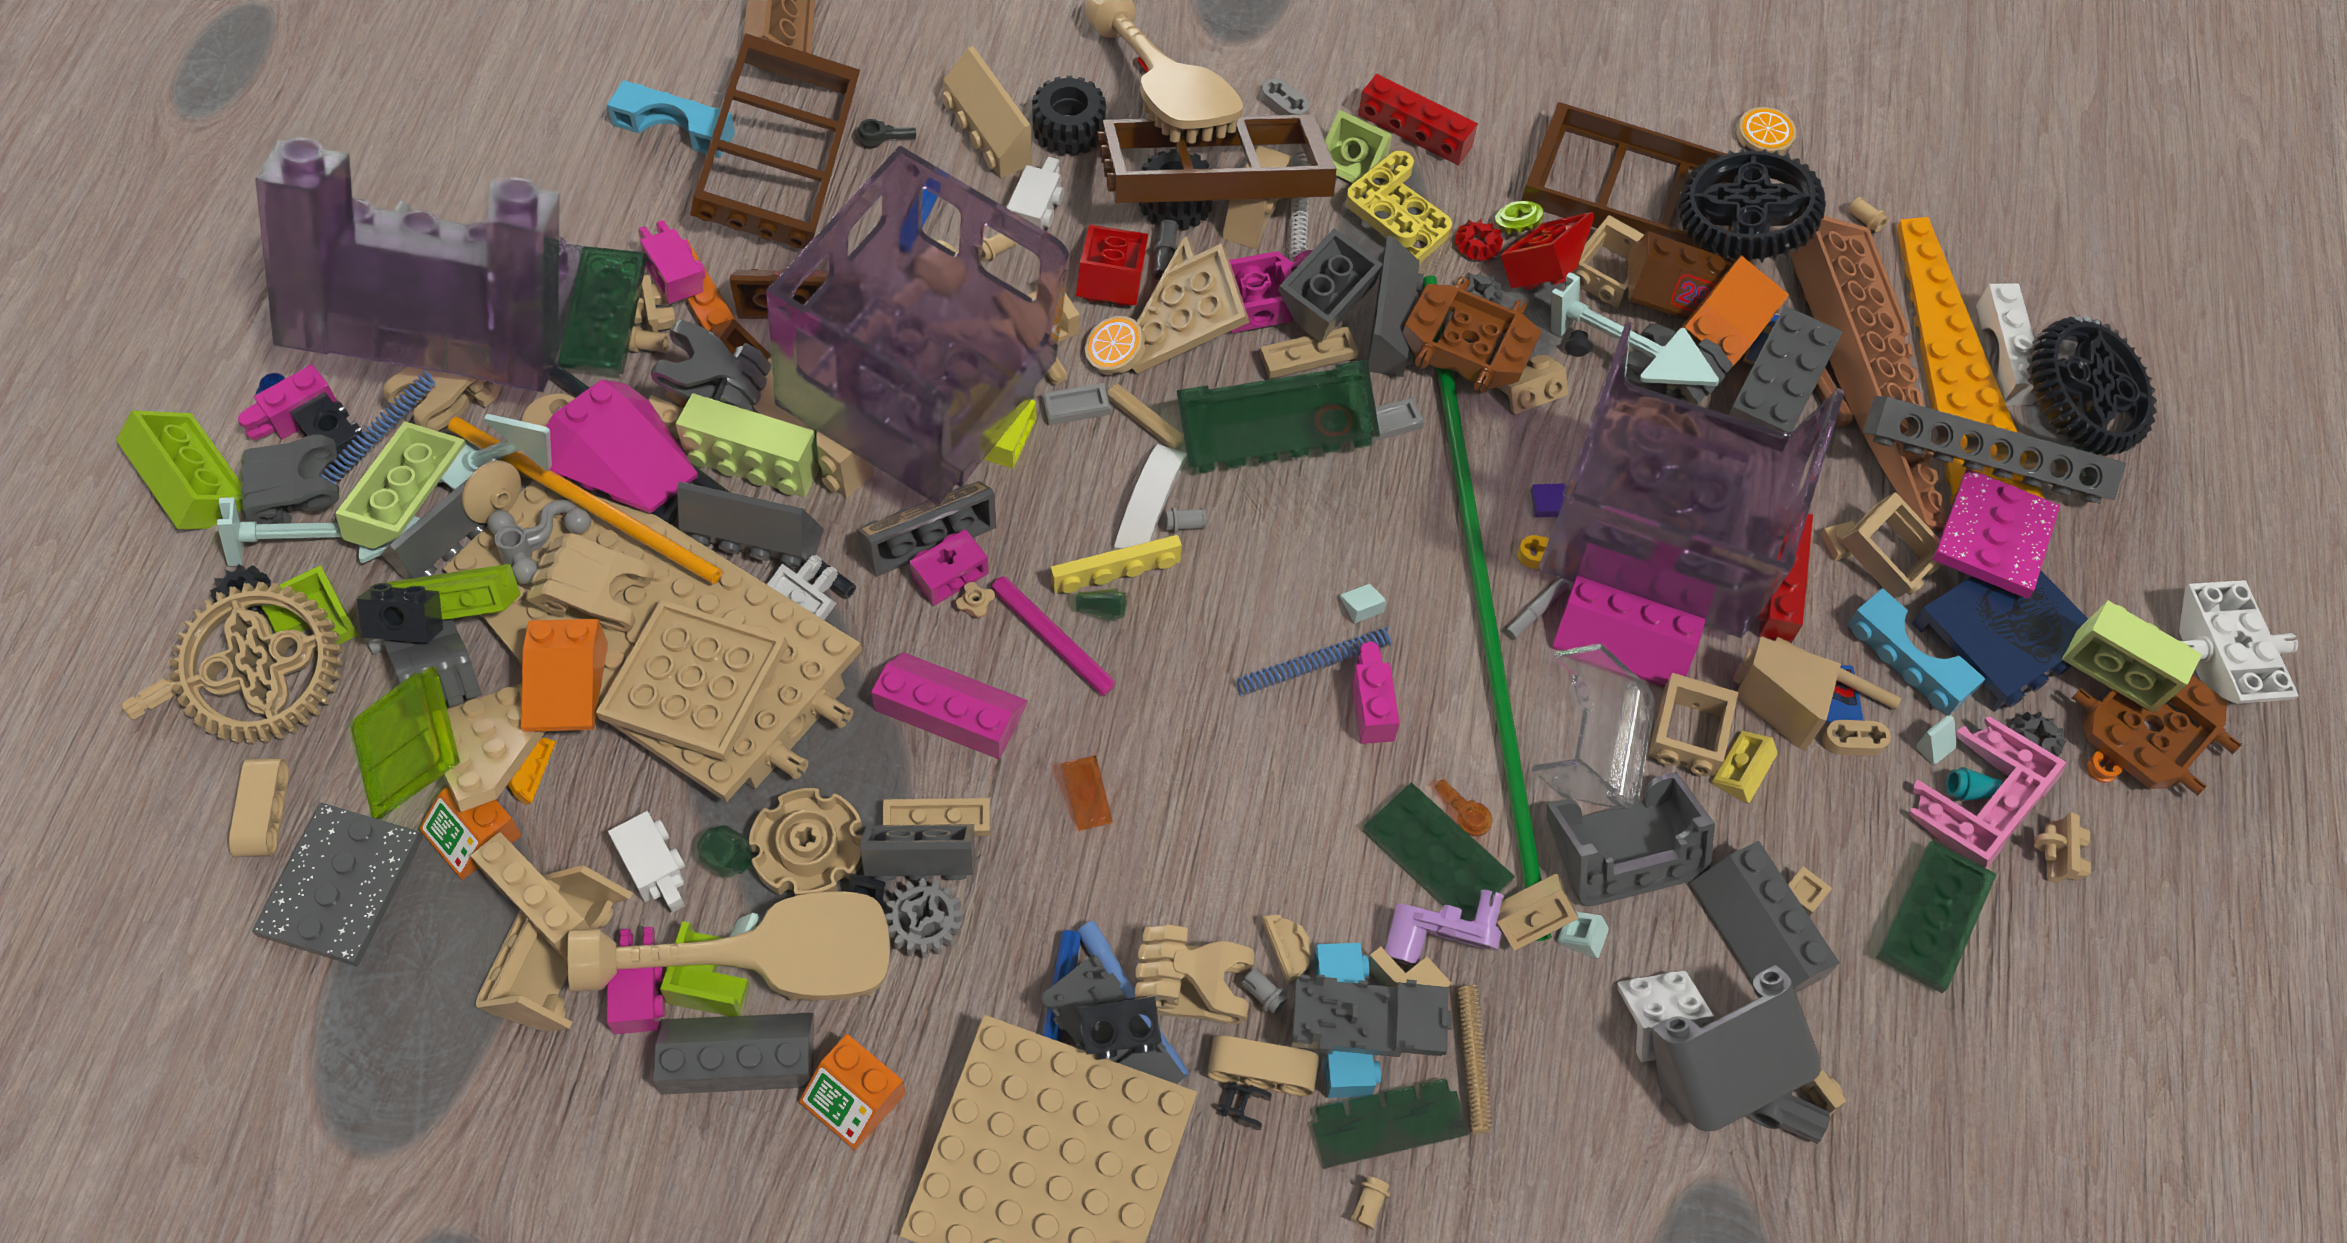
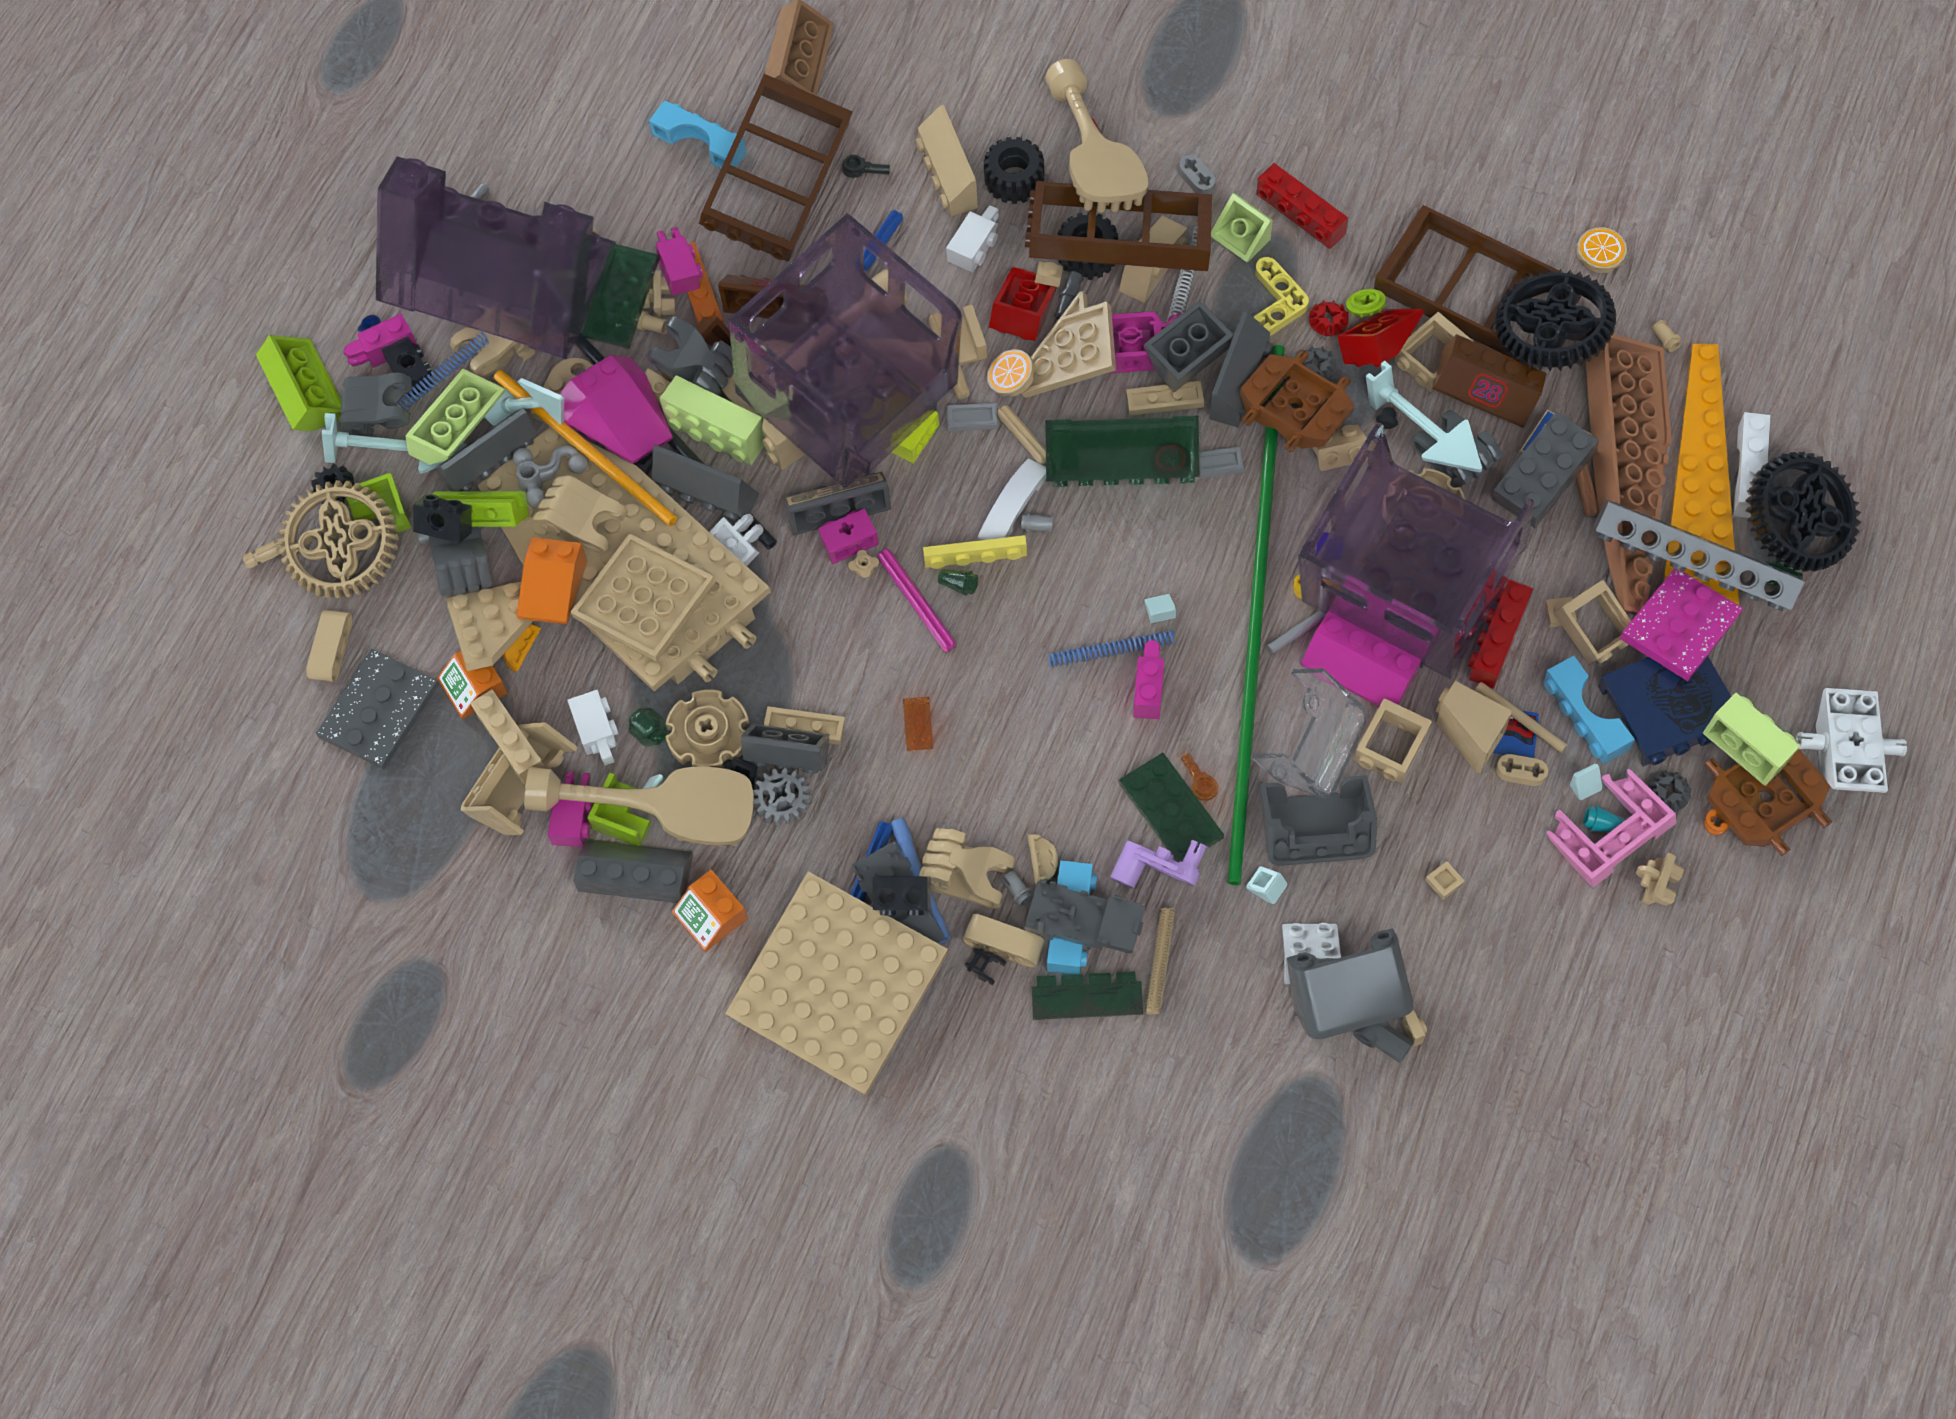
camera: 20 degrees right, 5 degrees up
(404, 742) = (434, 614): clear neon green piece -> none
(490, 489) = (518, 431): tan dish -> none
(948, 704) = (828, 641): dark pink slope -> none
(995, 246) = (937, 274): tan pin -> none
(1136, 227) = (1049, 274): none -> tan plate
(1370, 1202) = (1059, 1047): tan pin -> none
(1376, 200) = (1249, 271): light yellow beam -> none
(1389, 973) = (1133, 893): tan slope -> none
(1535, 912) = (1229, 863): tan panel -> none
(1736, 309) = (1518, 409): orange slope -> none
(1746, 765) = (1428, 778): light yellow slope -> none
(1763, 918) = (1404, 896): dark grey slope -> none
(1936, 916) = (1542, 914): clear green plate -> none

